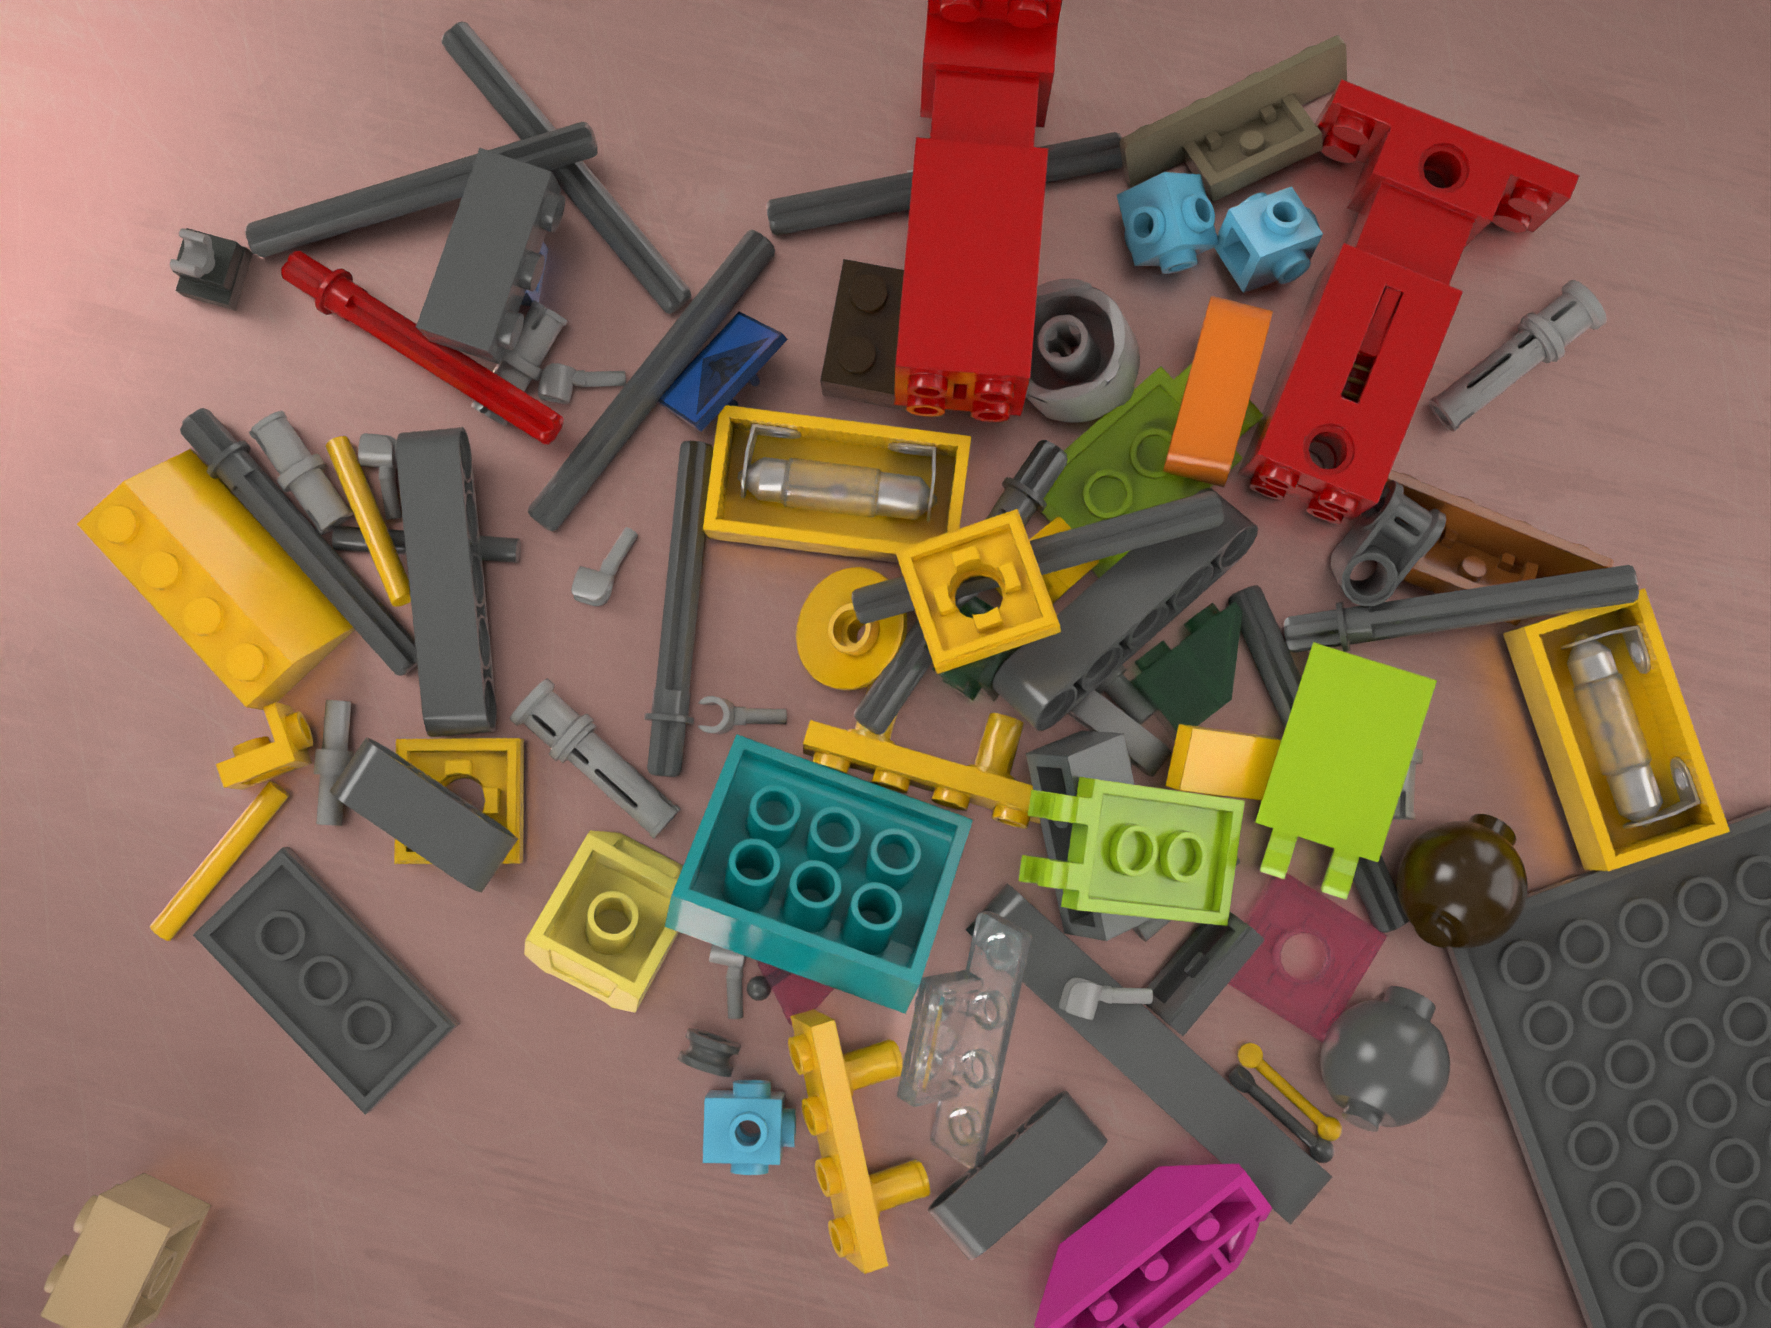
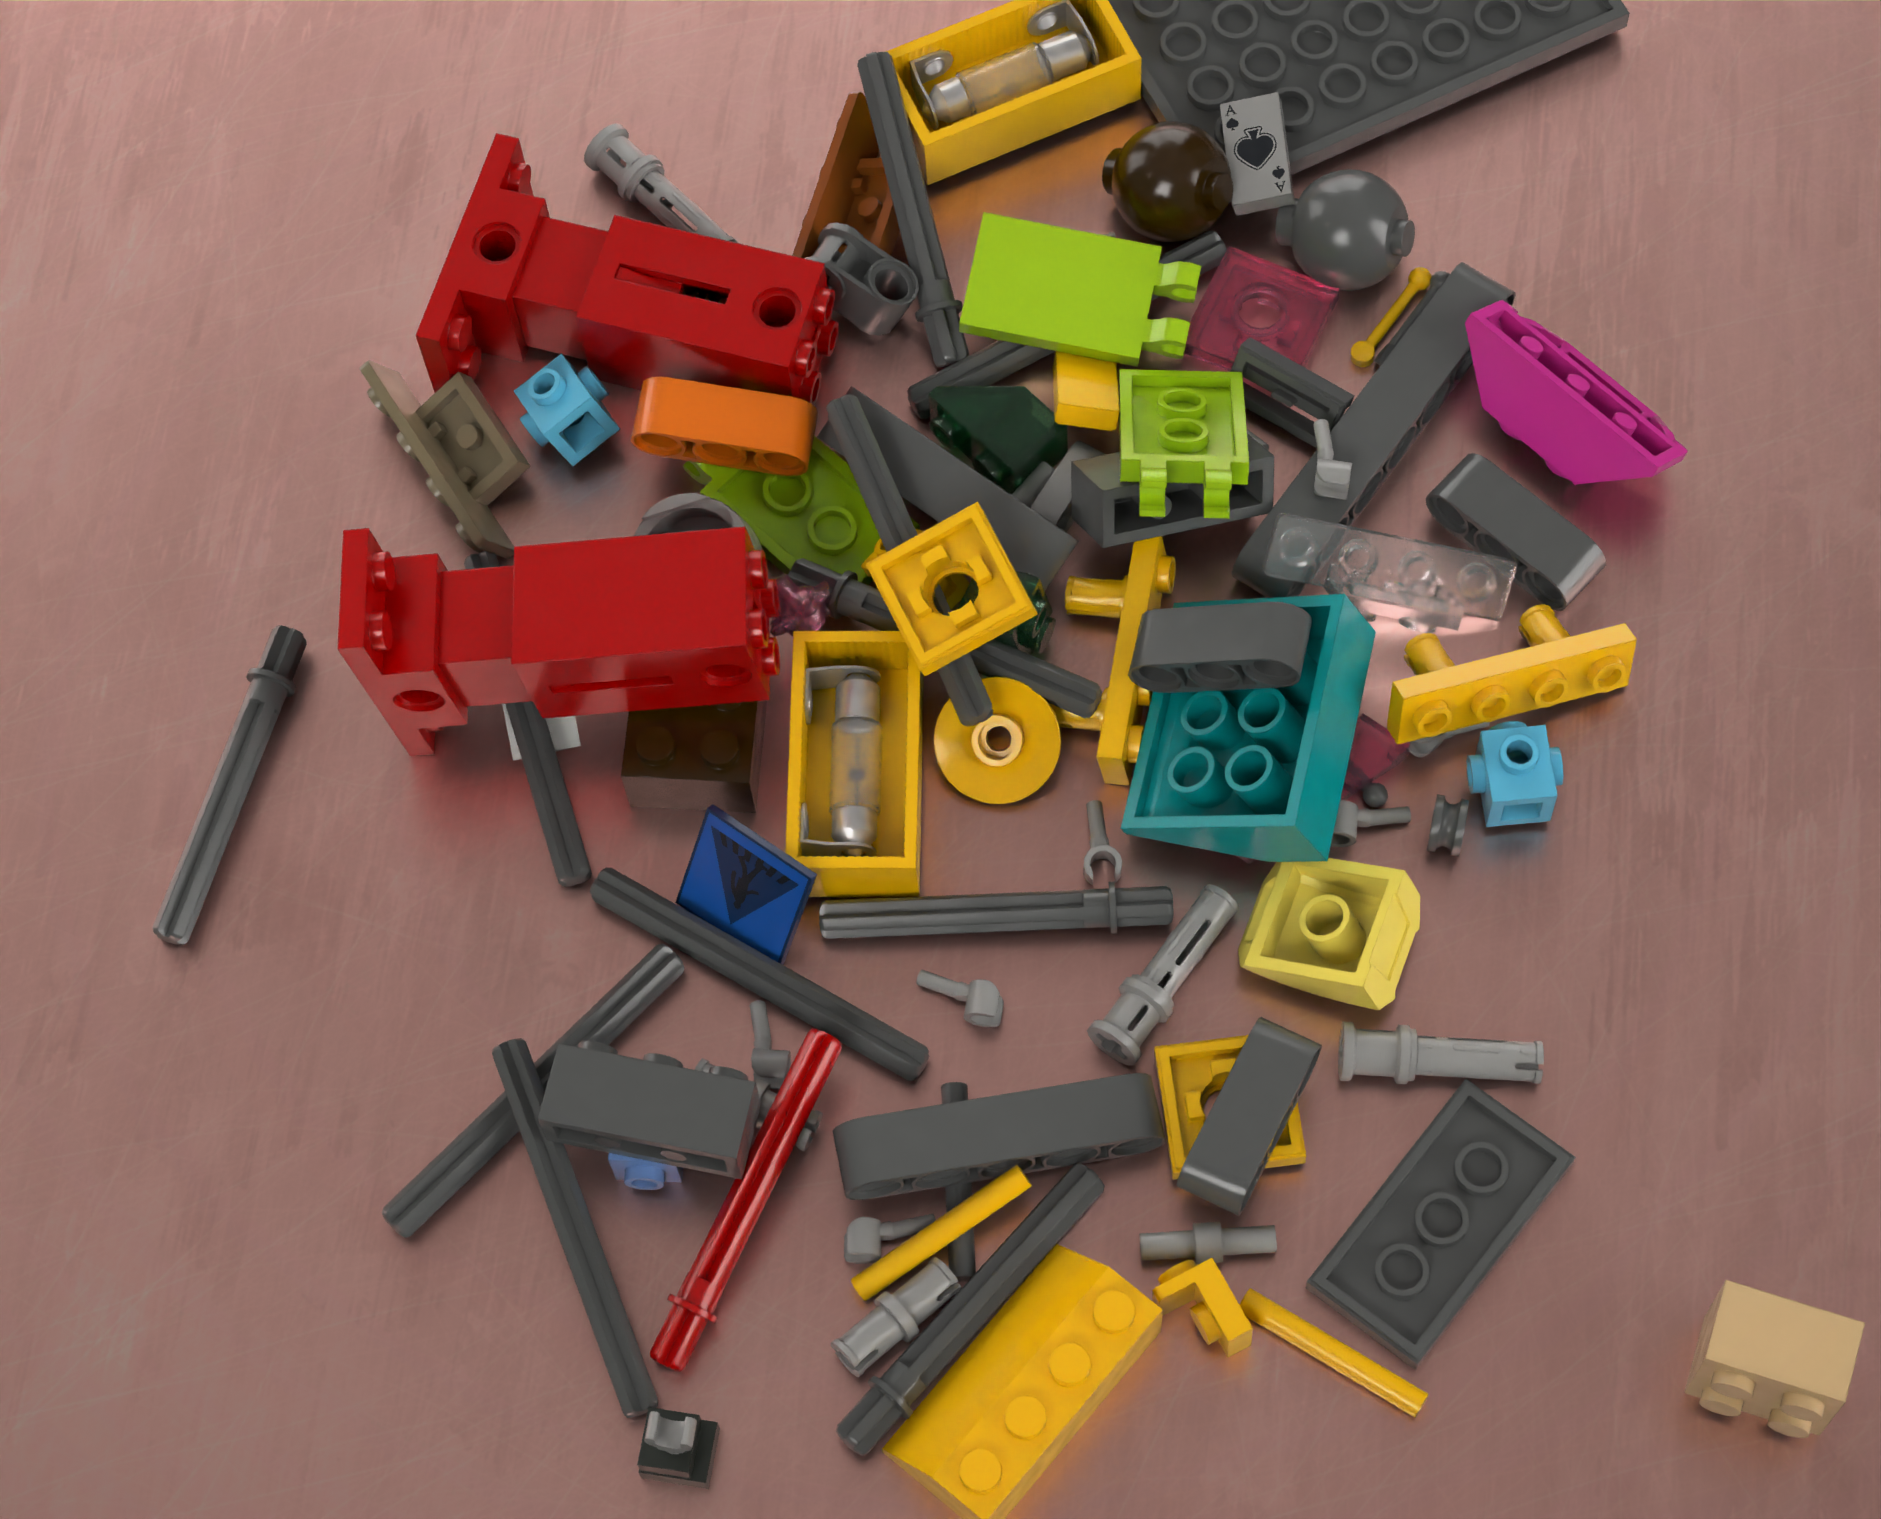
camera: 95 degrees left, 20 degrees down
(483, 976) = (1406, 1054): none -> light grey pin
(887, 854) = (1220, 647): none -> dark grey beam
(1000, 446) = (800, 607): none -> clear pink plant
(1168, 221) = (556, 498): medium azure brick -> none
(1485, 980) = (1257, 153): none -> light grey tile

